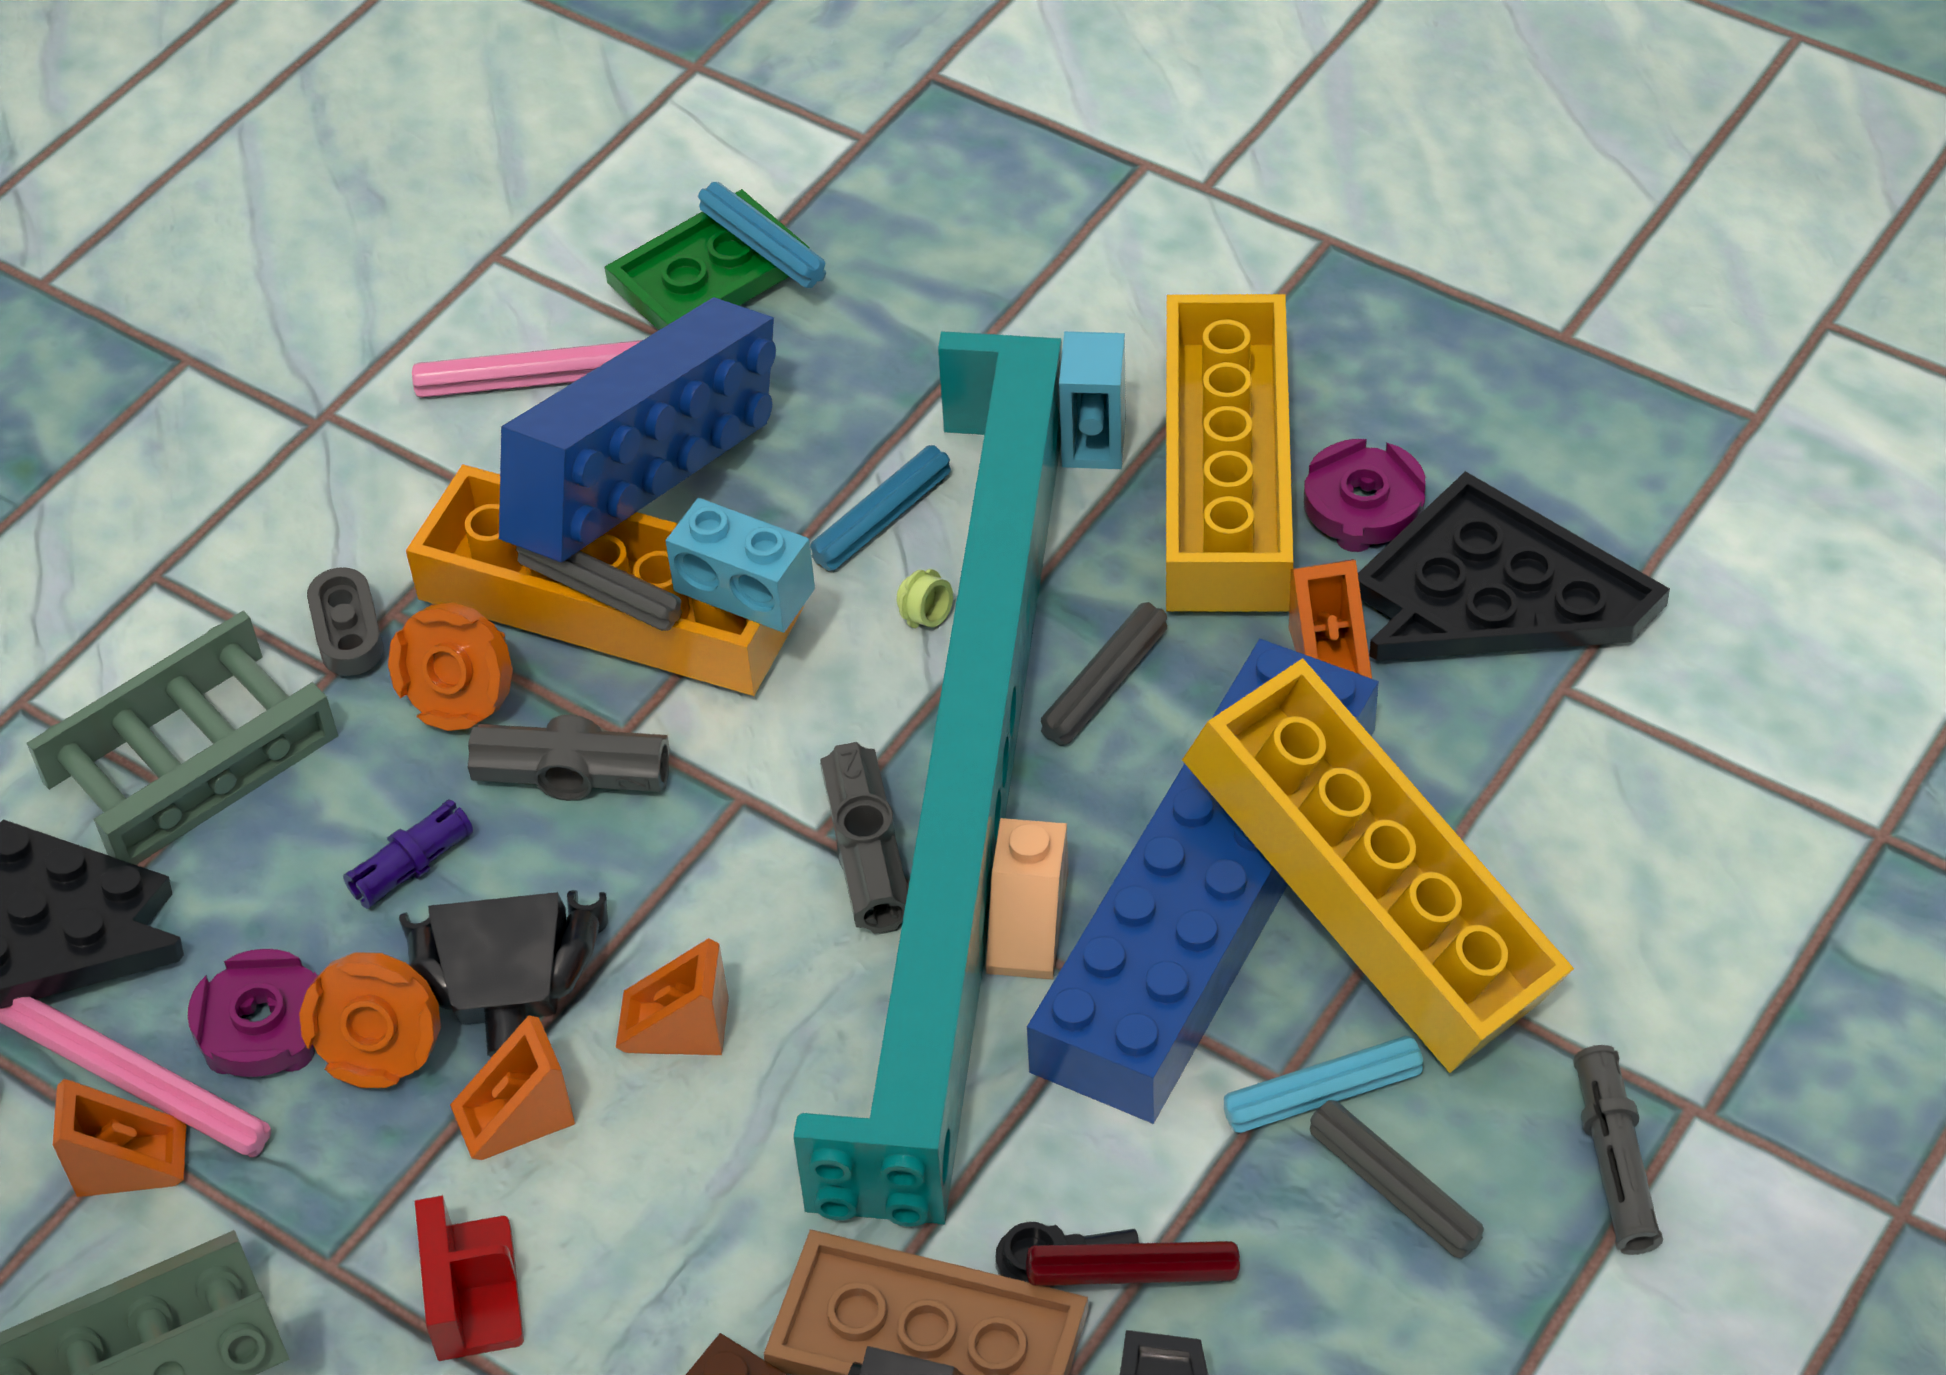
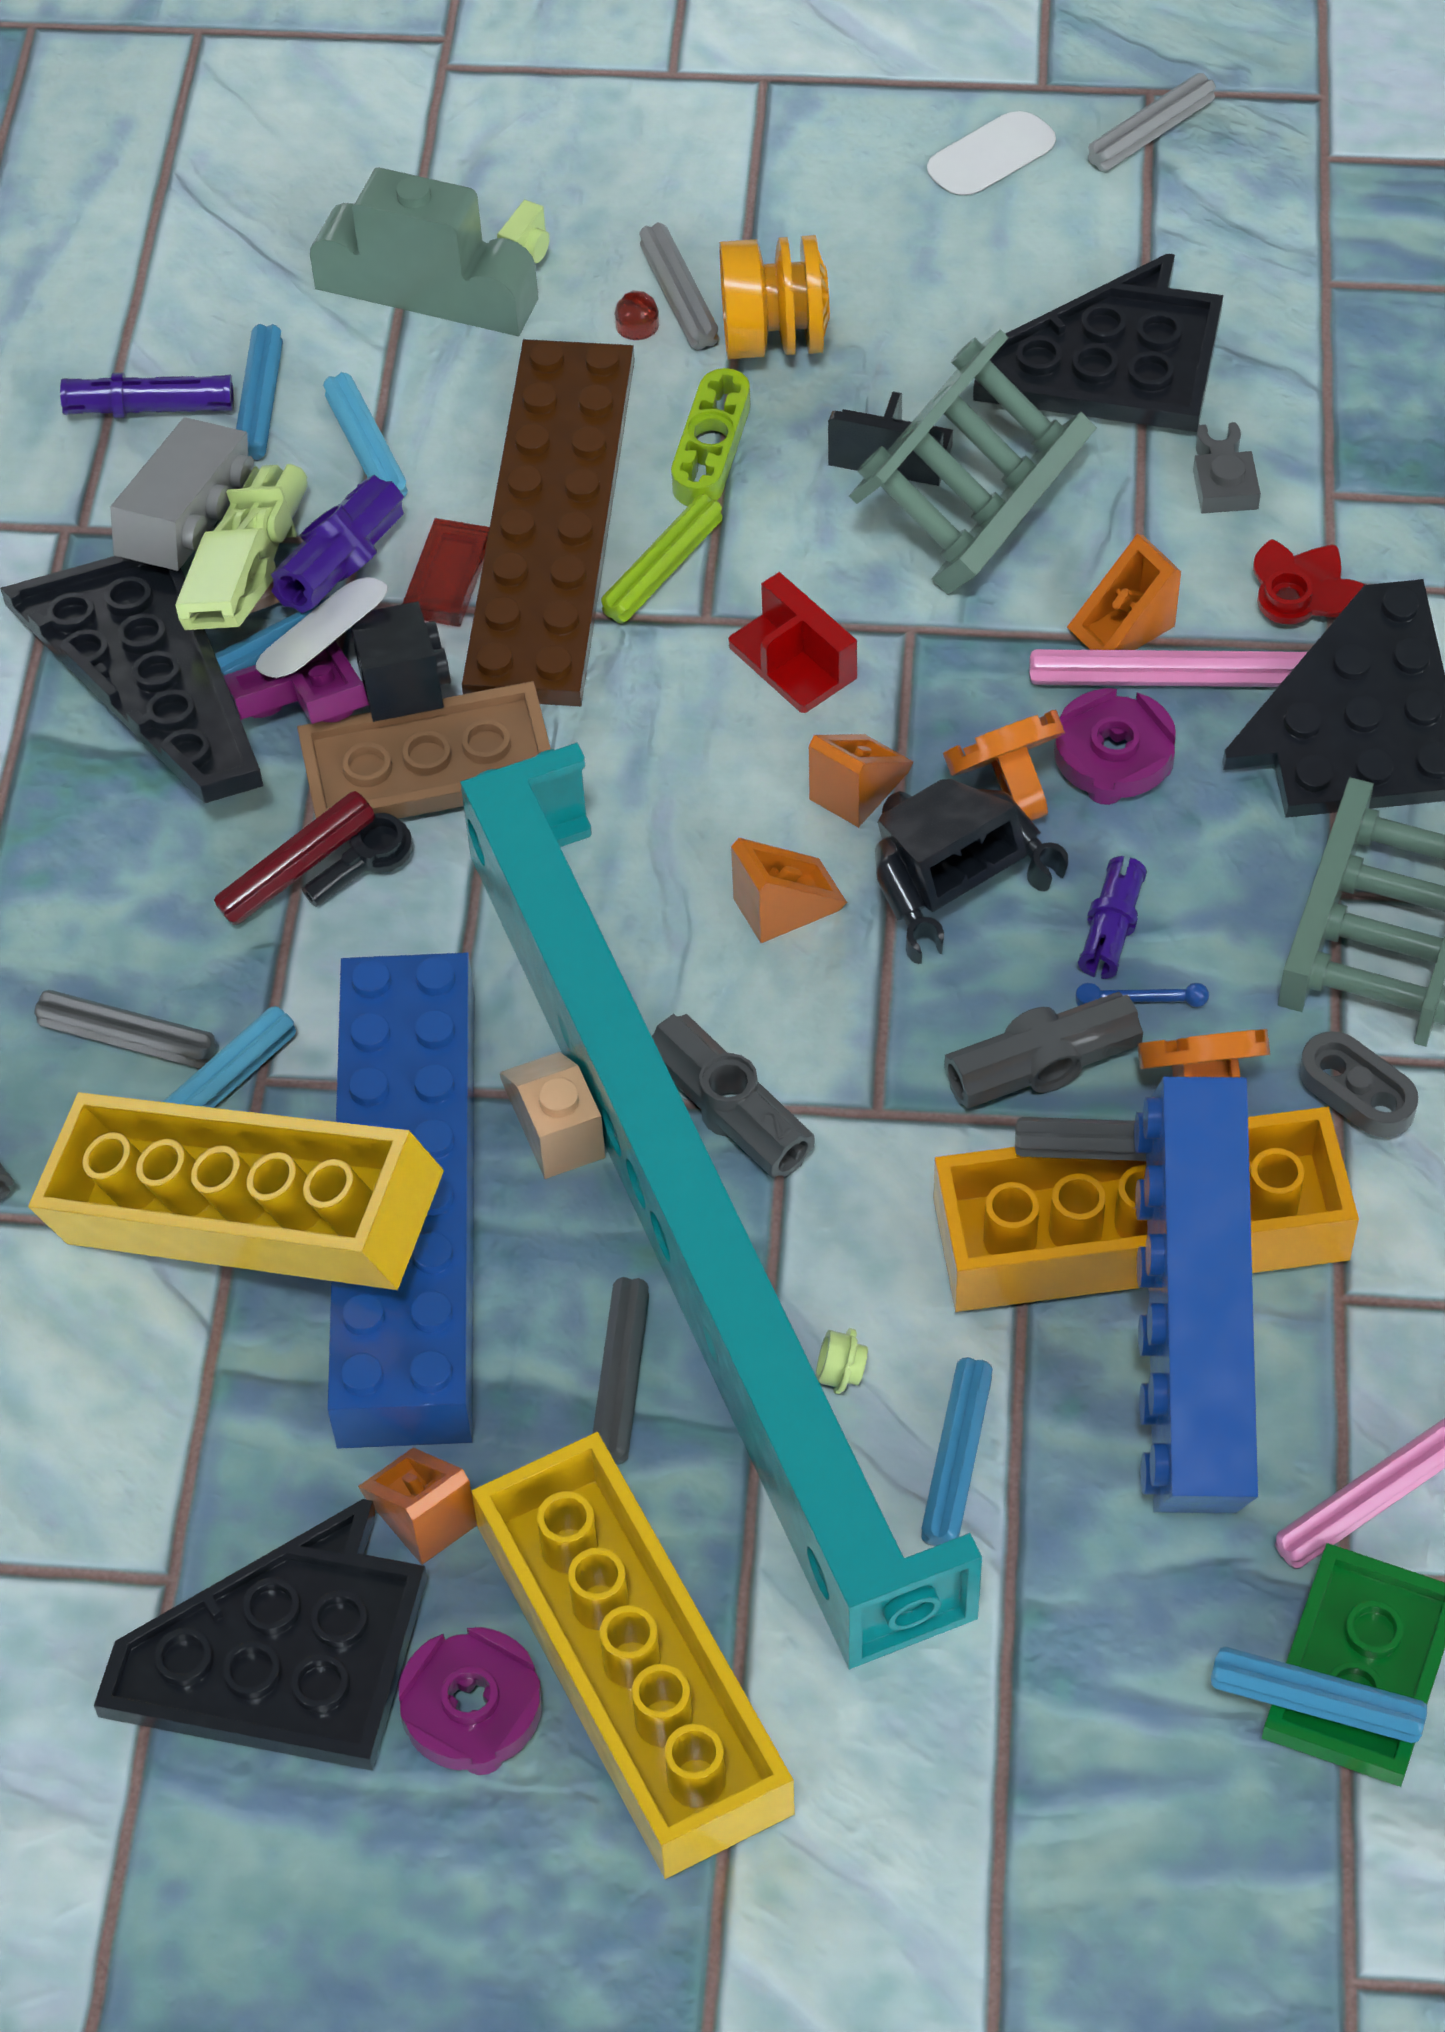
camera: 150 degrees right, 5 degrees up
(485, 806) = (1195, 994): none -> blue hinge
(740, 564) = (983, 1190): medium azure brick -> none
(1092, 400) = (801, 1629): medium azure brick -> none

